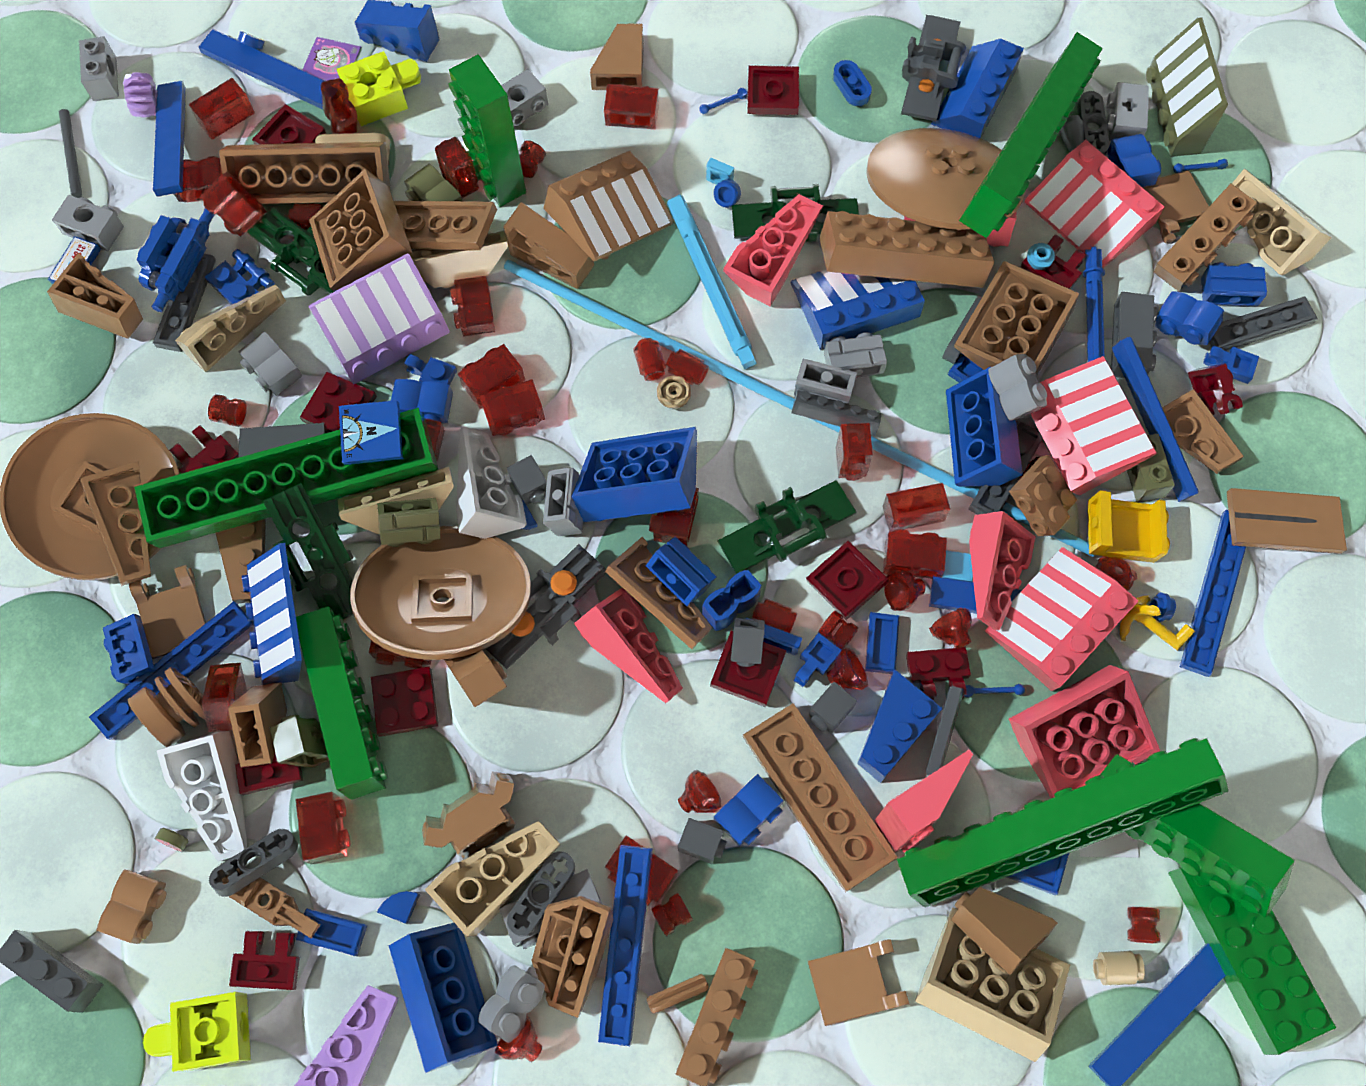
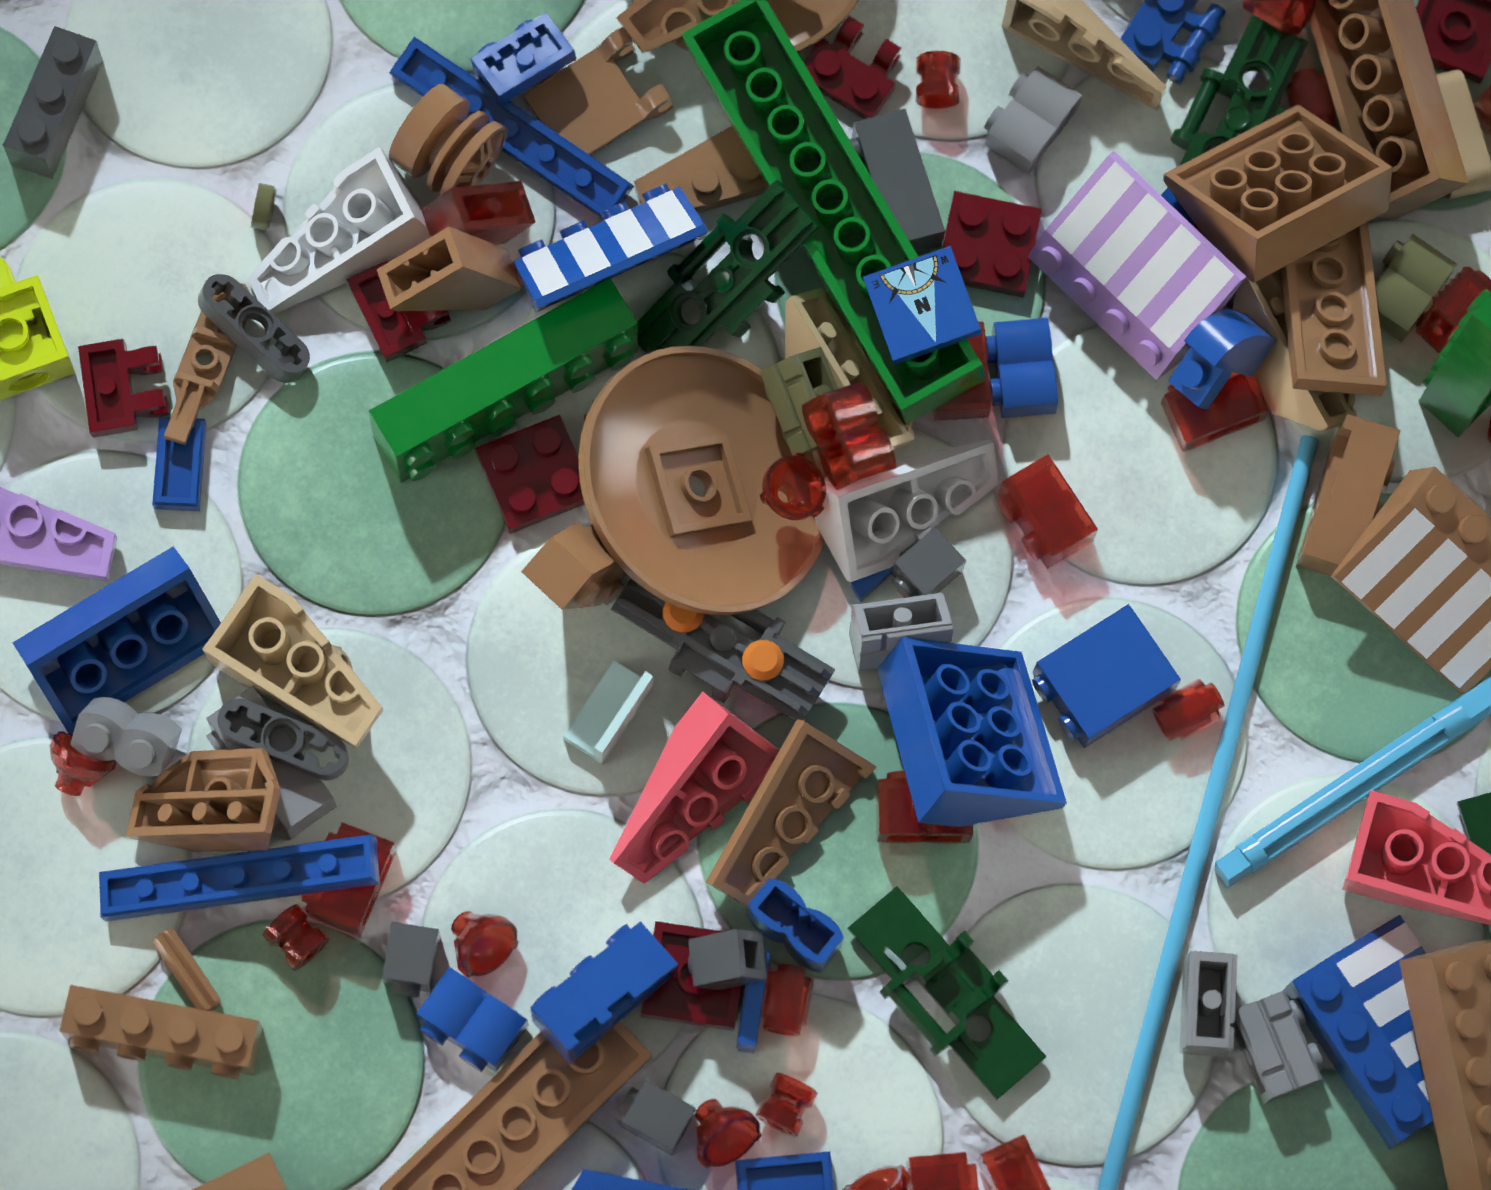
camera: 70 degrees right, 5 degrees up
(132, 907) = (160, 183): medium nougat brick -> none
(299, 742) = (432, 336): olive brick -> none
(322, 827) = (321, 408): clear red brick -> none
(399, 906) = (233, 548): blue tile -> none
(432, 371) = (1080, 376): blue plate -> none
(439, 495) = (848, 435): none -> clear red brick
(445, 284) = (1218, 347): none -> blue brick
(462, 538) = (801, 484): none -> clear red piece
(474, 818) = (375, 615): medium nougat slope -> none
(491, 373) = (1097, 464): clear red brick -> none
(570, 685) = (608, 711): none -> light aqua panel
(619, 398) = (1104, 677): none -> blue brick
(673, 384) = (1142, 747): tan plate -> none
(681, 571) = (826, 837): blue brick -> none
(687, 366) = (1188, 773): clear red brick -> none
(751, 721) = (602, 990): none -> blue wedge
(818, 657) = (737, 1082): blue plate -> none
(834, 411) = (1162, 1033): dark grey piece -> none
(847, 580) = (875, 1104): dark red plate -> none
(854, 451) = (1092, 1071): clear red brick -> none

